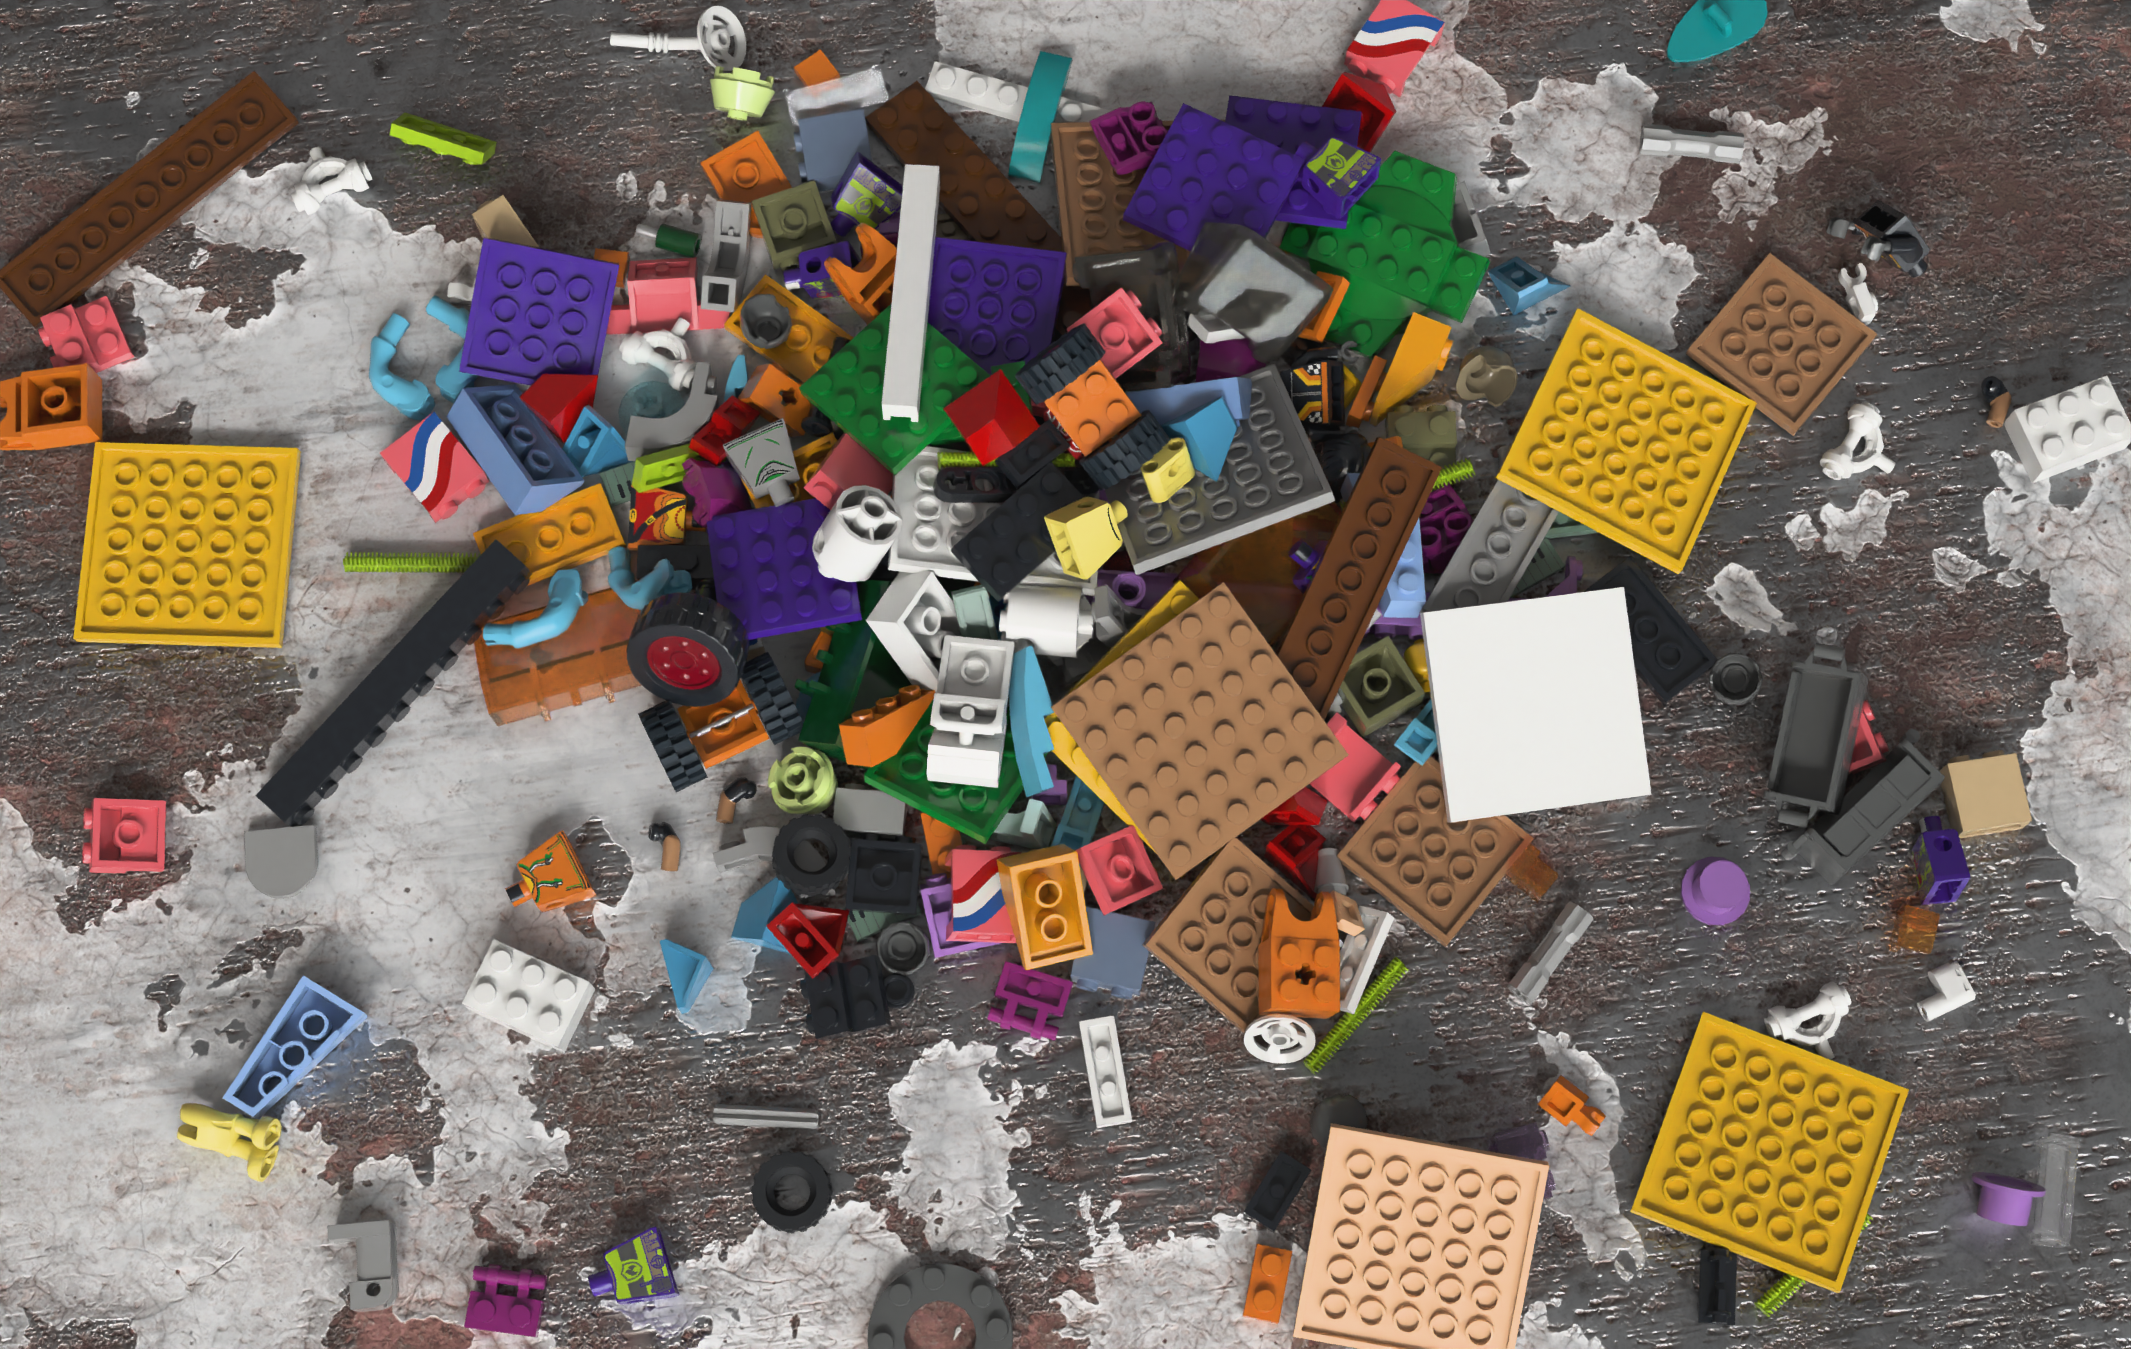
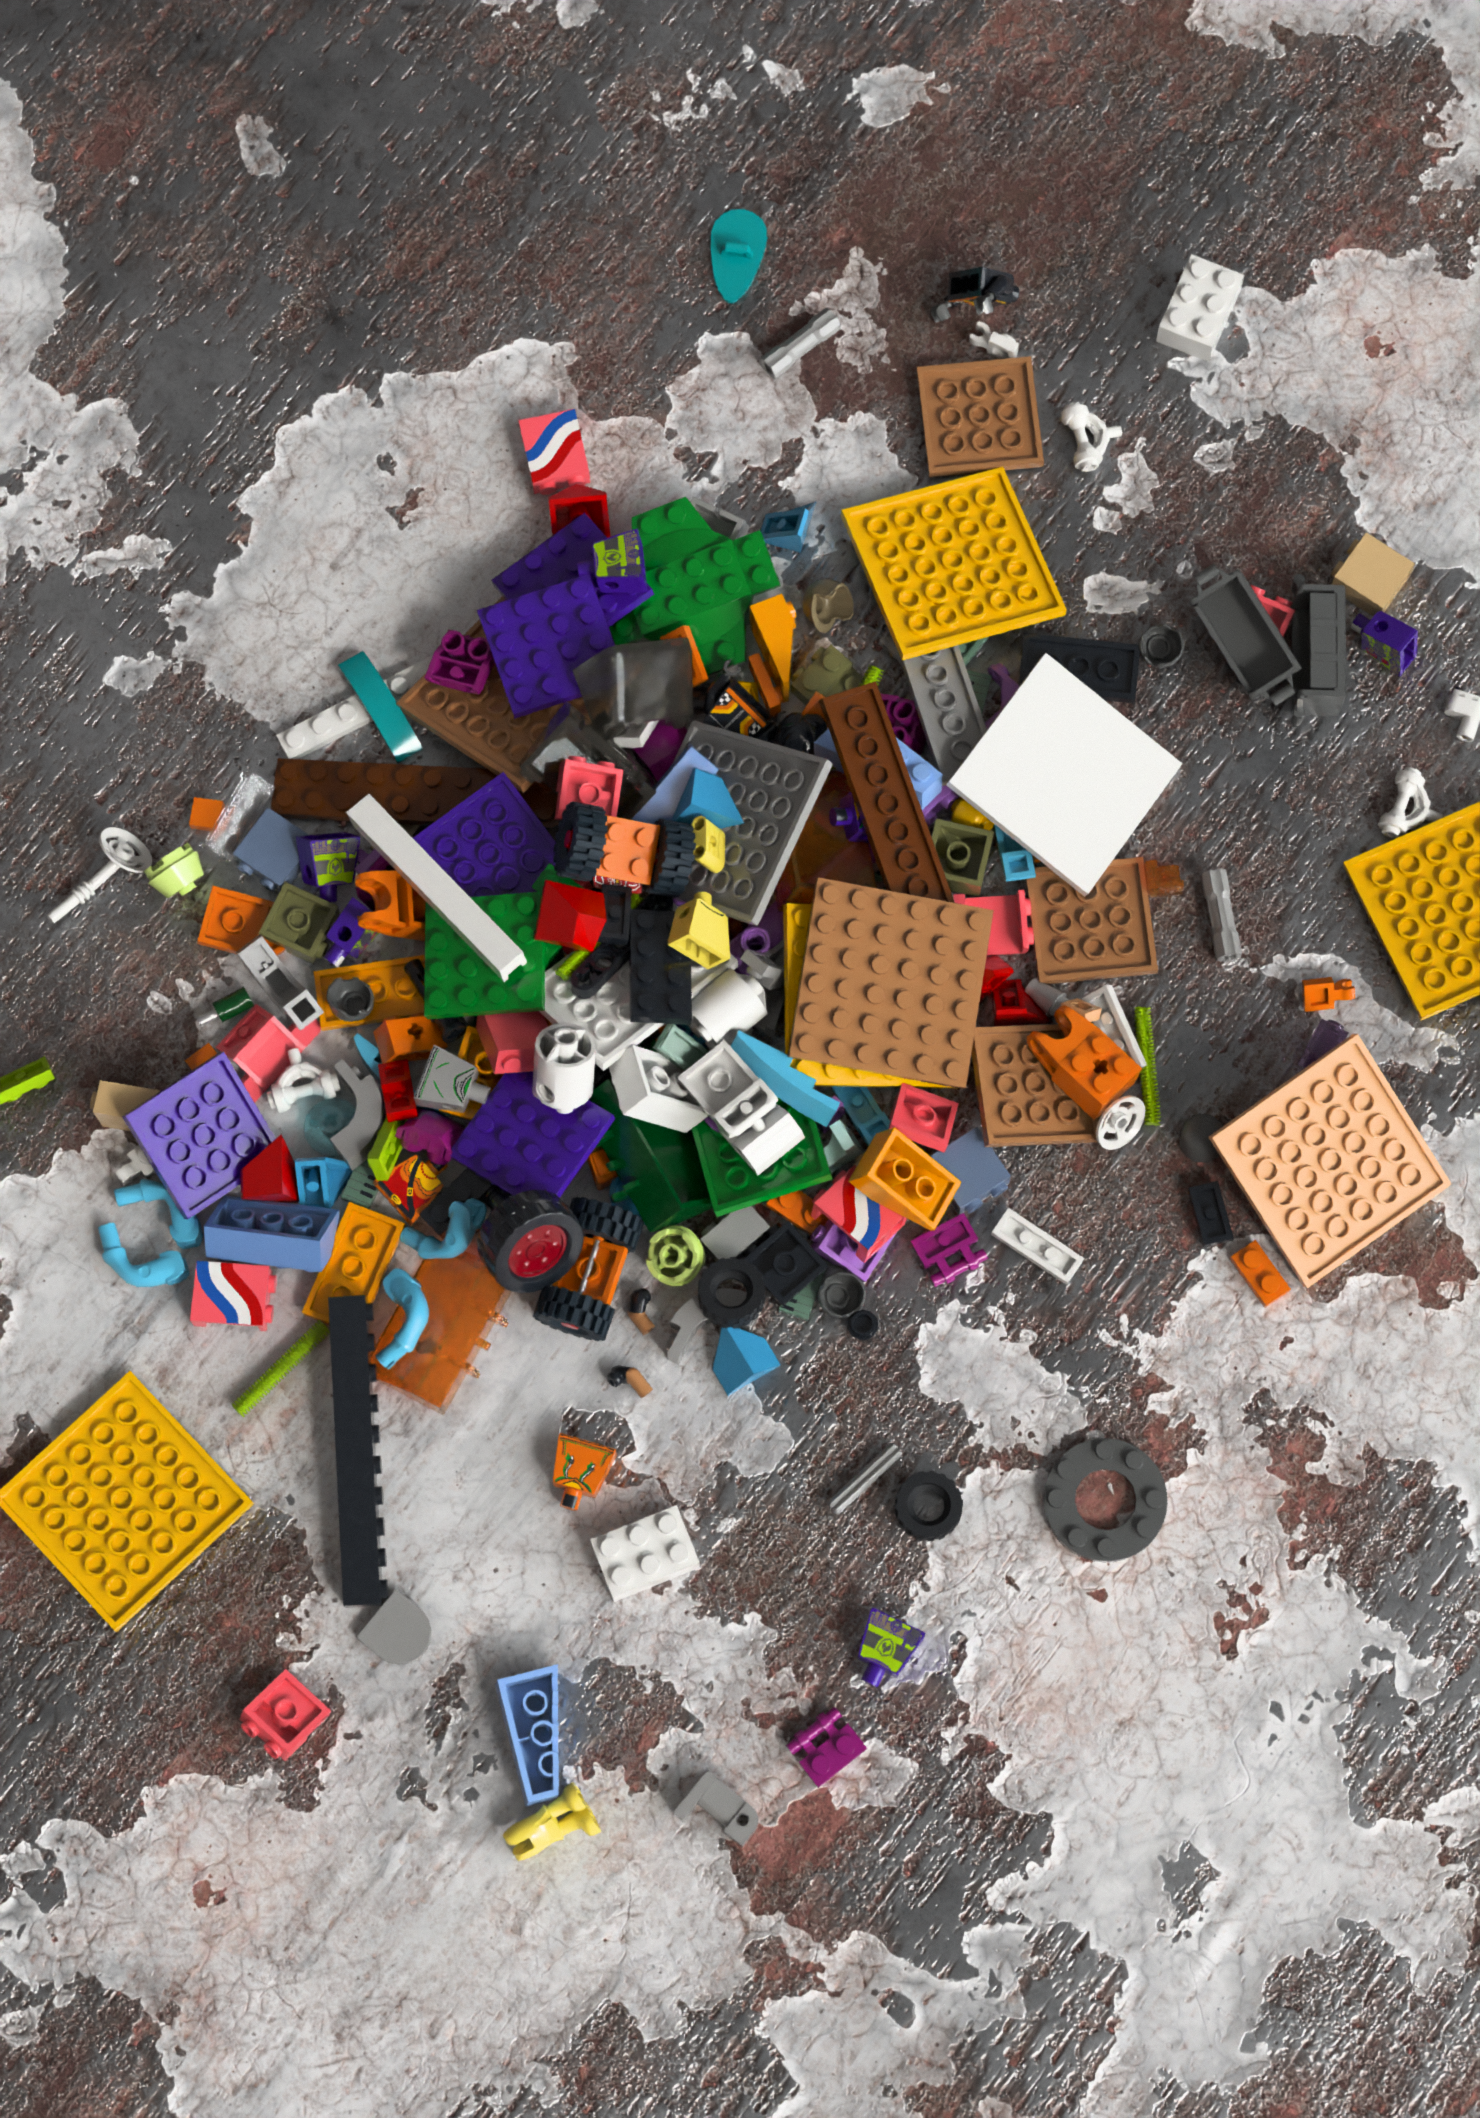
camera: 45 degrees left, 0 degrees up
(686, 971) = (724, 1441): dark azure slope -> none
(810, 934) = (780, 1342): red slope -> none
(846, 999) = (839, 1359): black plate -> none
(880, 731) = (695, 1173): orange slope -> none
(1715, 891) = (1276, 784): medium lavender piece -> none
(1914, 930) = (1412, 695): clear orange panel -> none
(1998, 399) = (1141, 329): arm -> none

